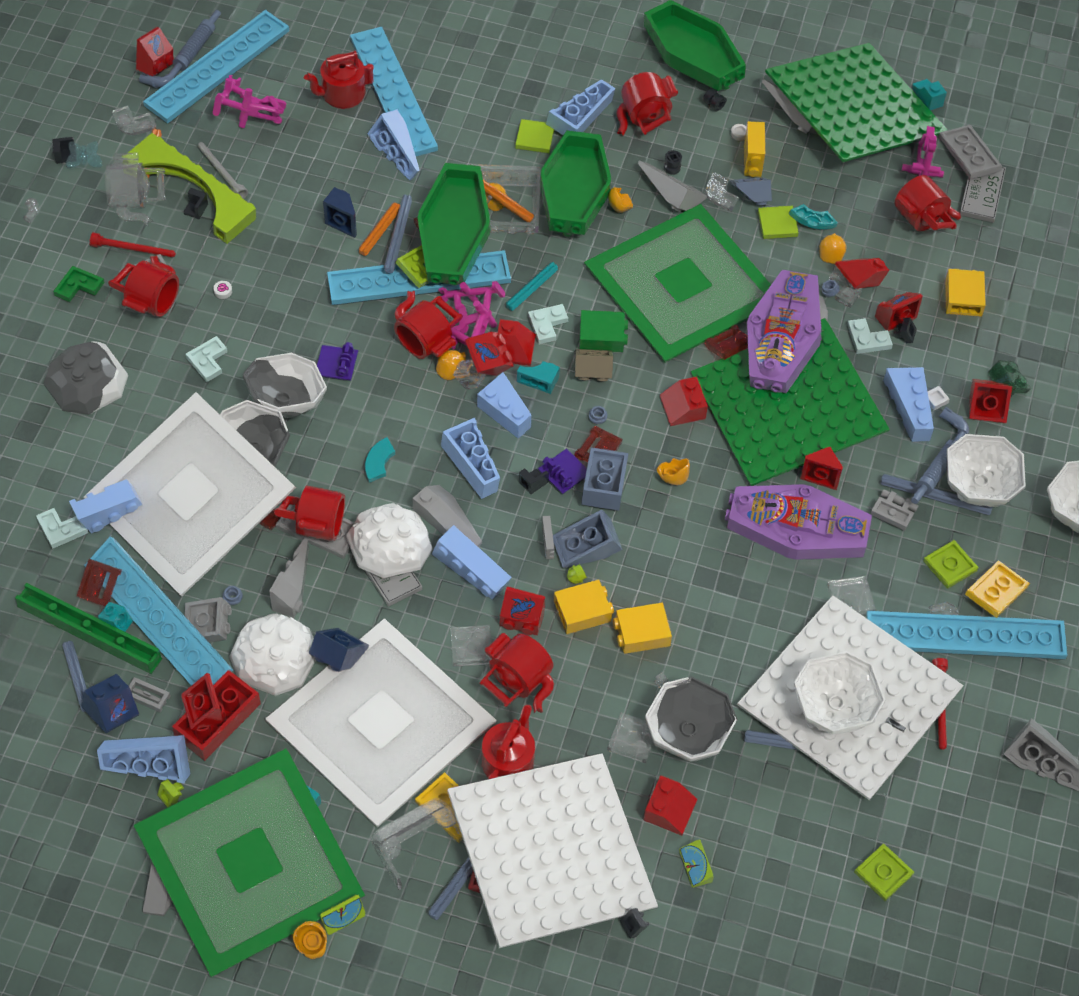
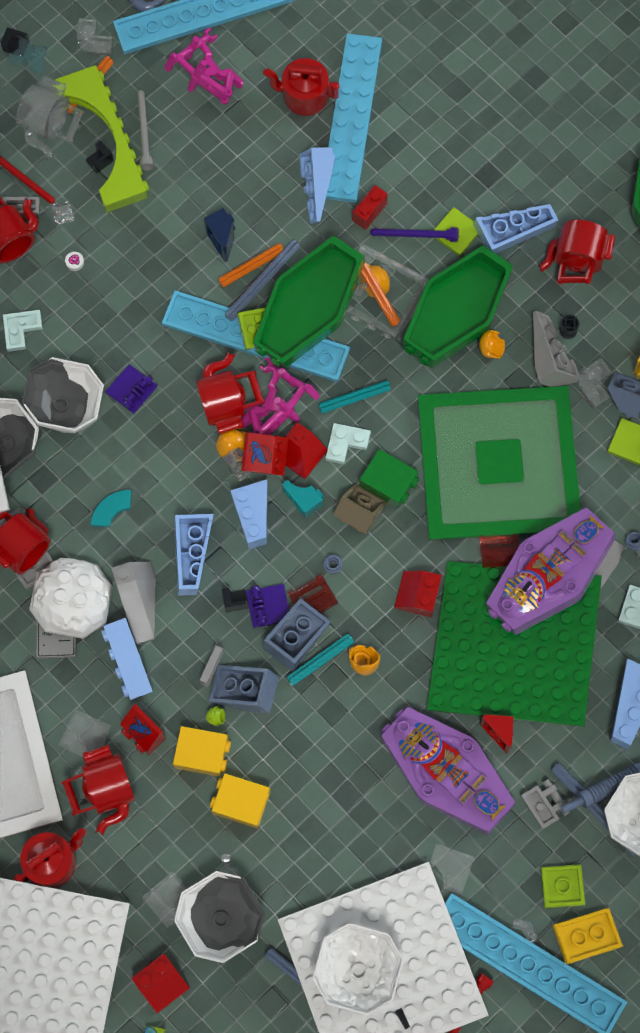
camera: 35 degrees right, 15 degrees up
(189, 256) = (62, 212): none -> clear tile
(453, 144) = (370, 207): none -> red brick
(534, 136) = (451, 234): none -> dark purple piece
(636, 491) = (320, 659): none -> teal axle

